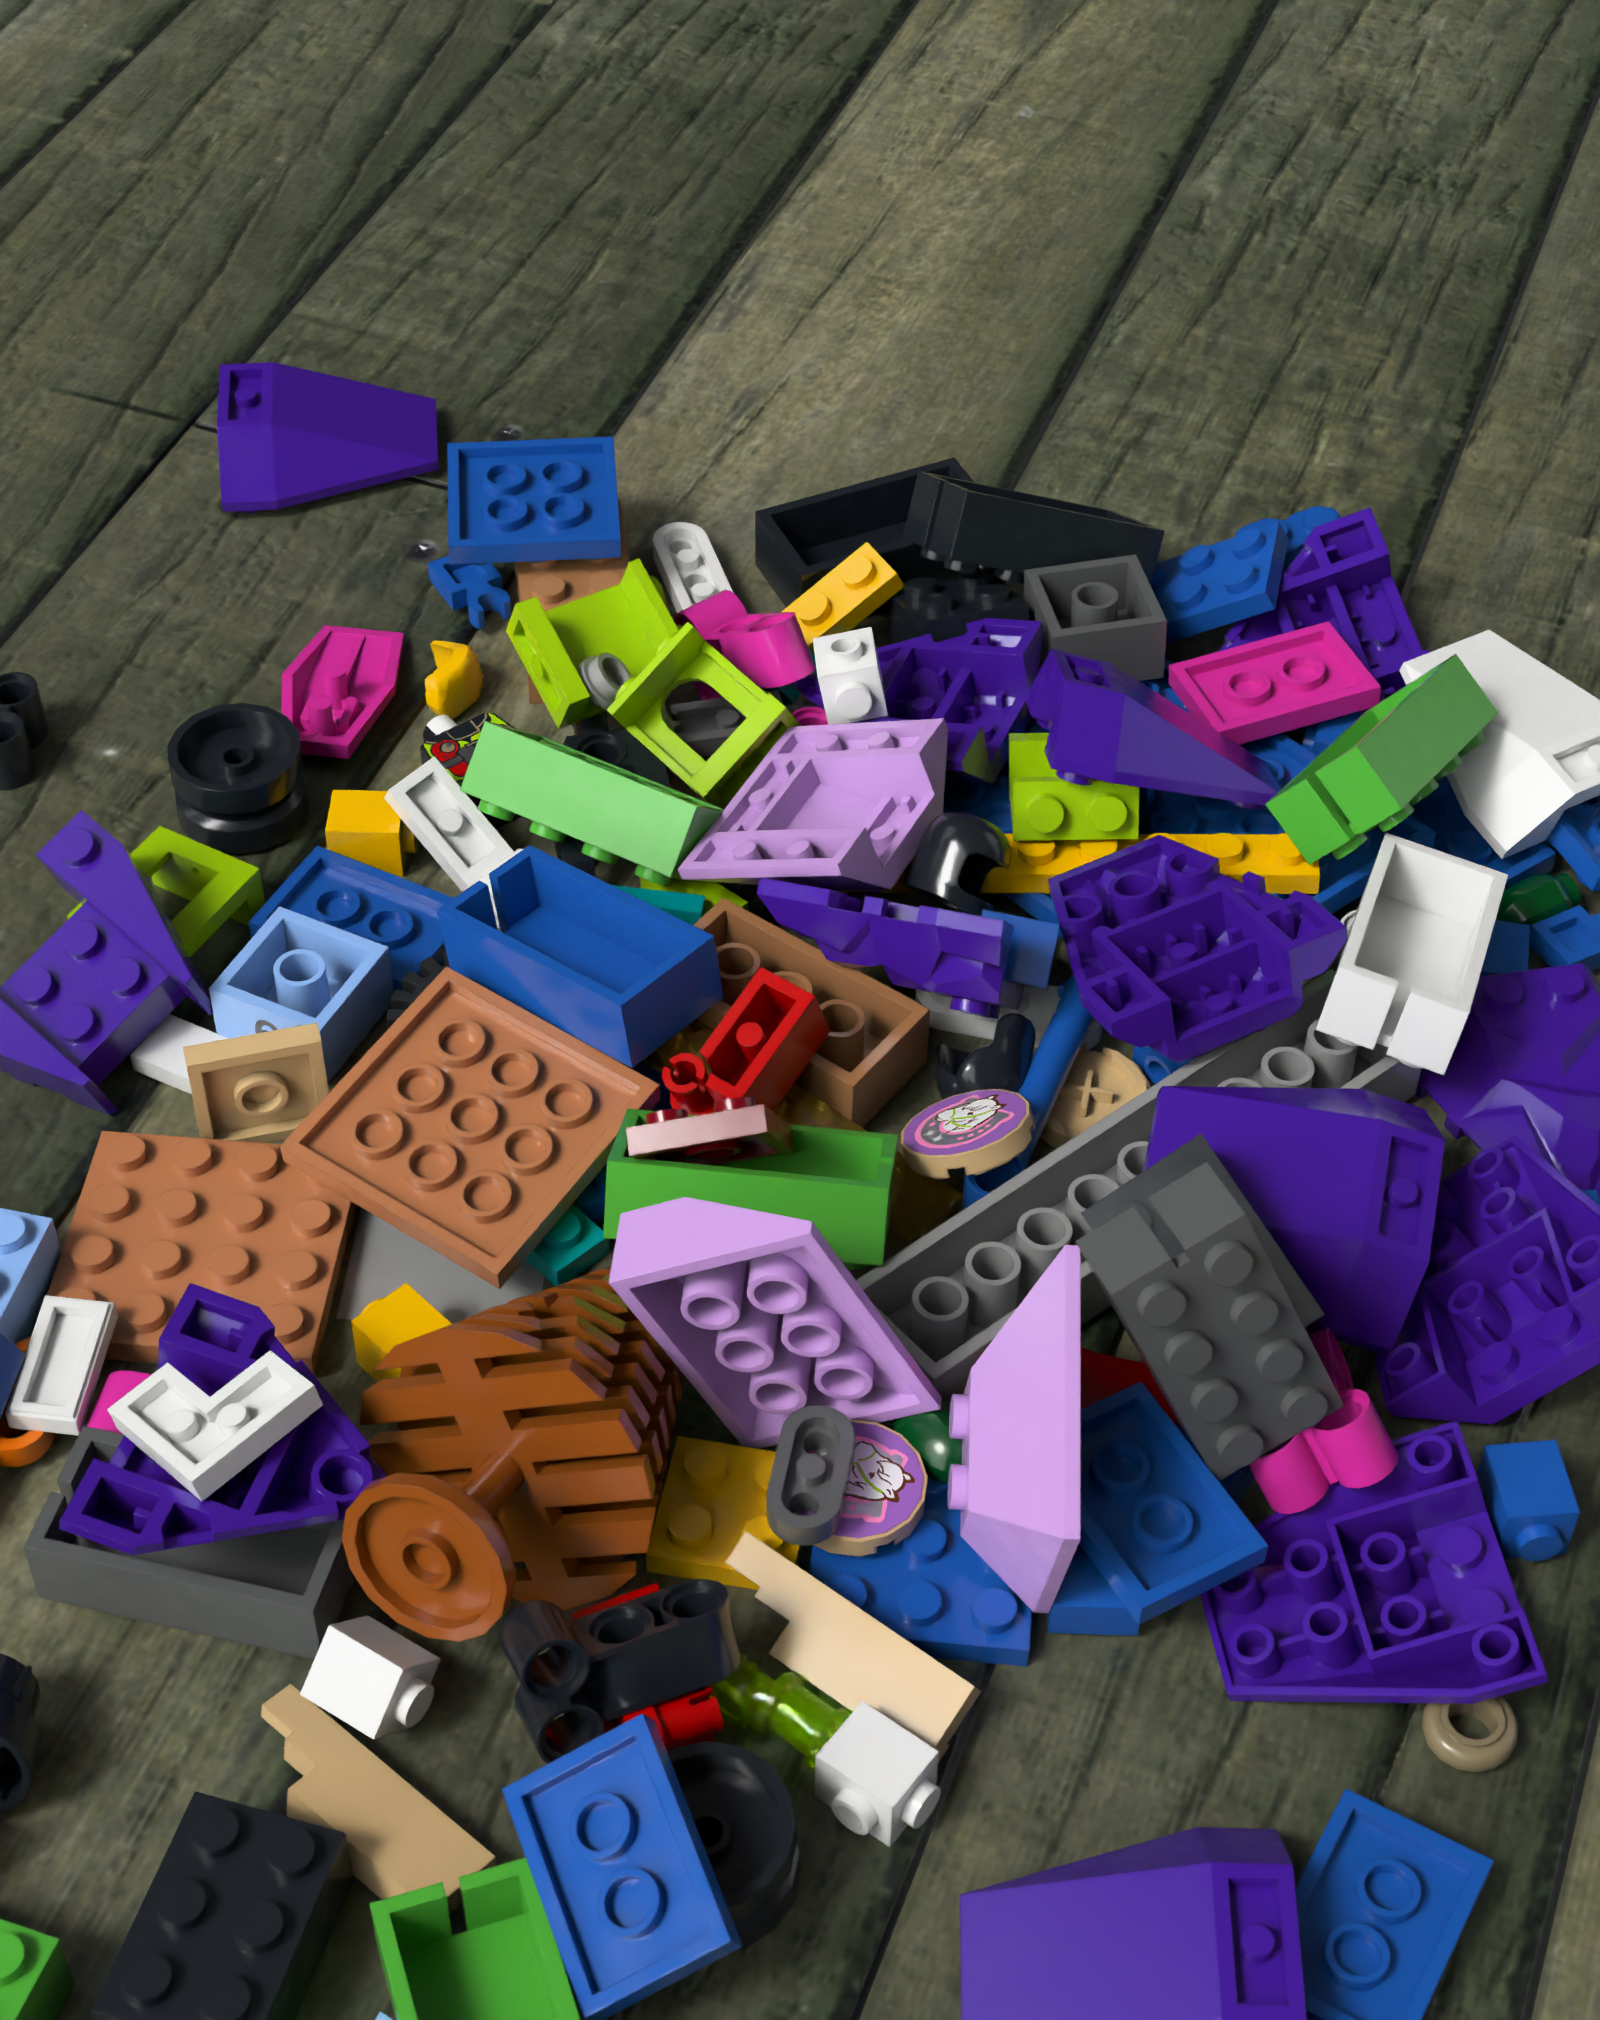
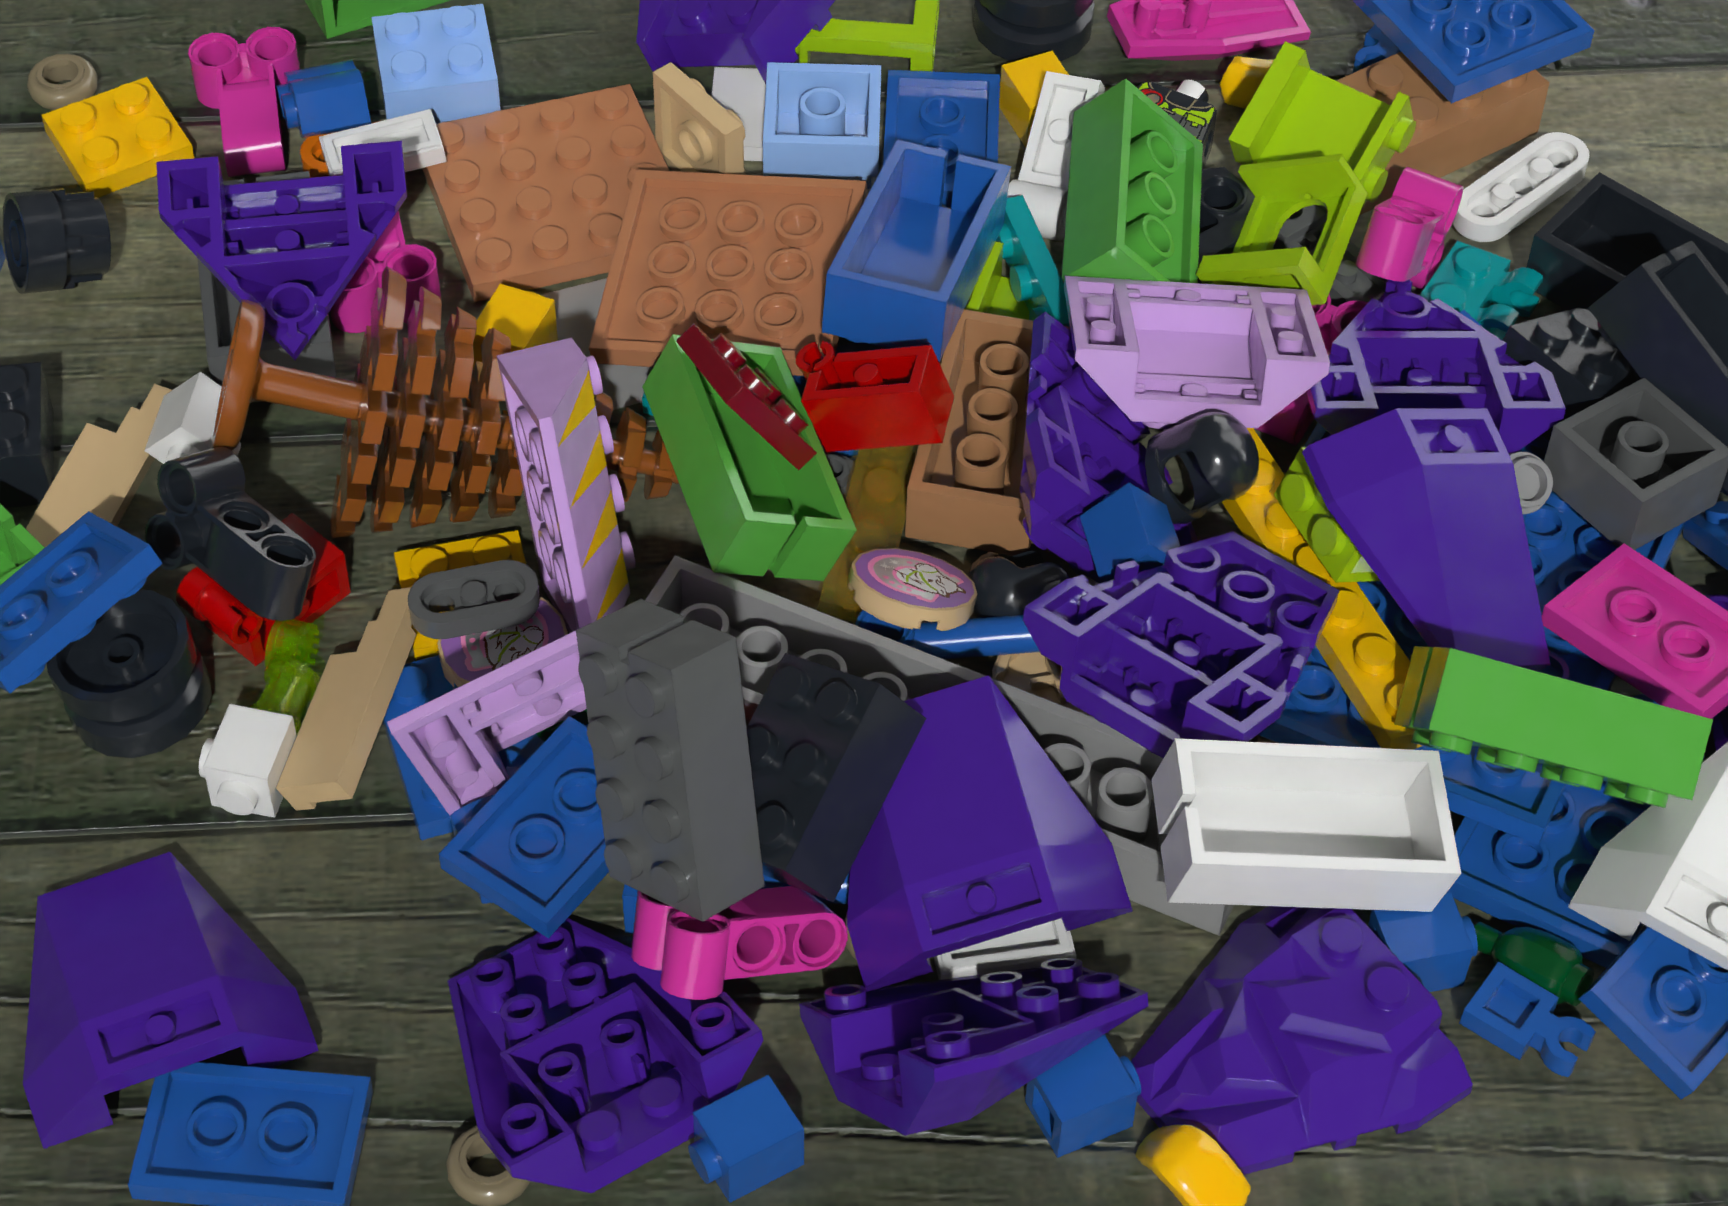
camera: 65 degrees right, 5 degrees up
(214, 1437) = (282, 206): white plate -> none
(603, 678) = (1281, 144): light grey plate -> none
(845, 595) = (1537, 279): yellow plate -> none
(850, 676) = (1379, 297): white brick -> none

